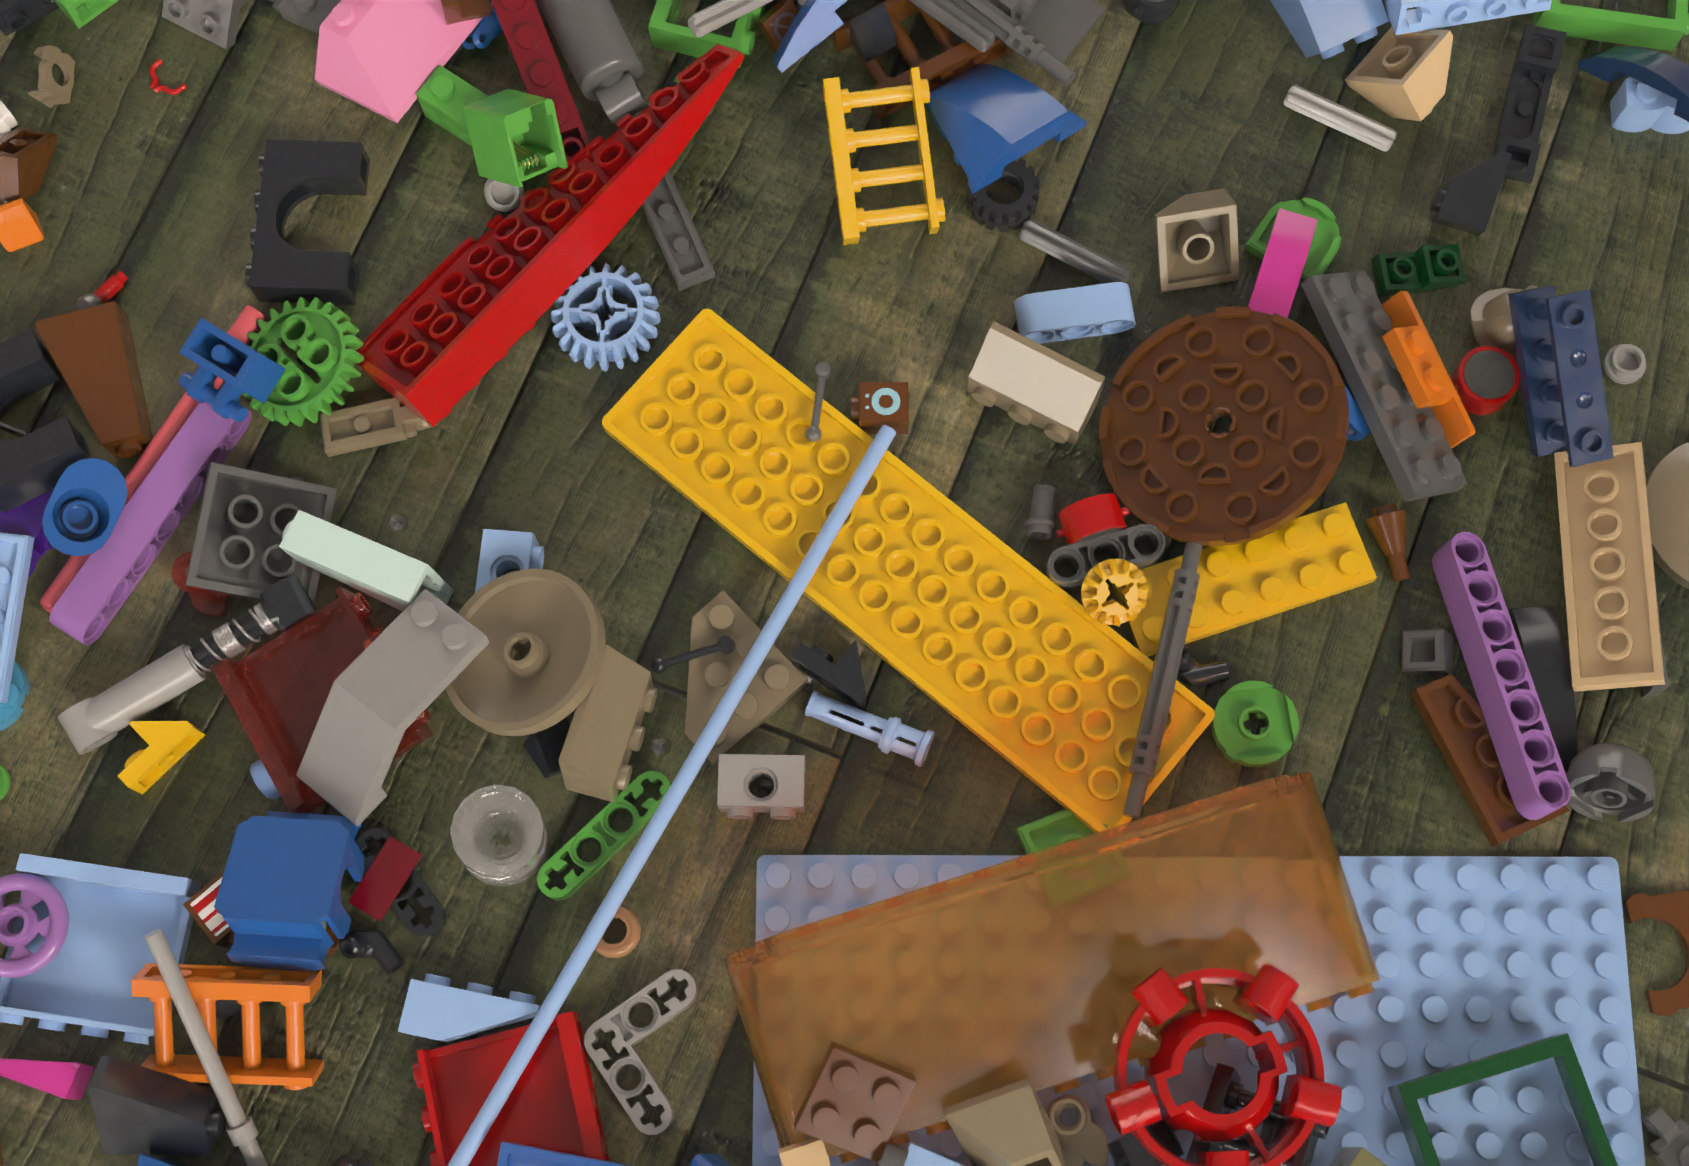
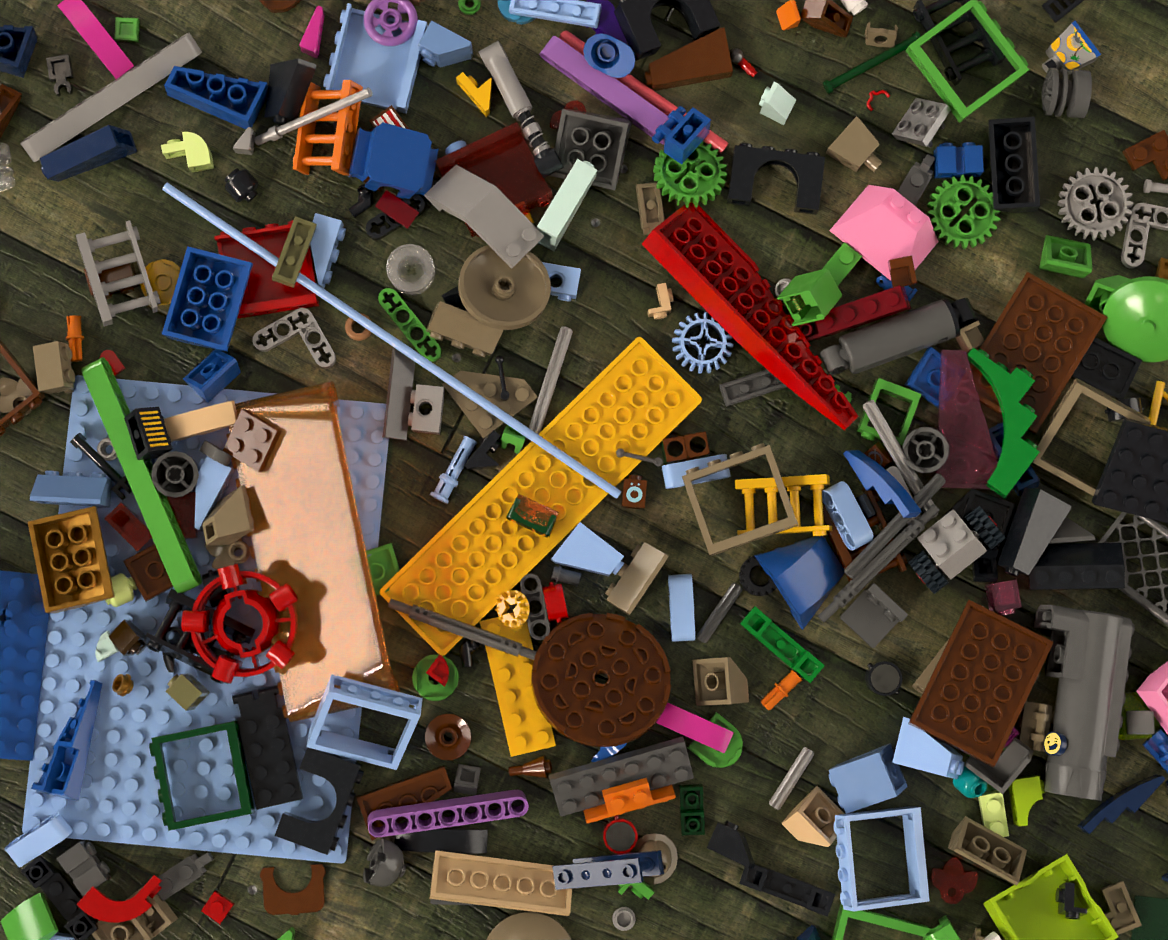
camera: 85 degrees right, 10 degrees up
(68, 813) = (443, 46): none -> medium blue slope
(142, 152) = (867, 65): none -> dark green bar
(173, 227) = (776, 103): none -> light aqua slope
(249, 99) = (855, 147): none -> dark tan torso
(476, 1060) = (294, 252): none -> olive plate
(533, 387) = (664, 297): none -> tan bracket
(688, 571) = (550, 379): none -> light grey axle
(740, 841) = (398, 396): none -> dark grey tile
(795, 362) = (686, 448): none -> reddish brown piece
(800, 625) = (513, 437): none -> bright green tile
(826, 263) = (750, 536): none -> dark tan window
(834, 309) = (673, 472): none -> light blue beam
(889, 51) = (847, 515): none -> light blue beam
(942, 569) = (532, 515): none -> piece
(996, 470) = (588, 553): none -> light blue slope
(1119, 147) = (781, 644): none -> green slope
(1194, 144) = (781, 690): none -> orange axle
(1243, 714) = (439, 670): none -> red tile
(1326, 830) = (371, 698): none -> light blue window
(1376, 679) = (447, 749): none -> reddish brown dish
(1434, 1021) = (267, 748): none -> black hinge
(1577, 900) = (322, 834): none -> black arch

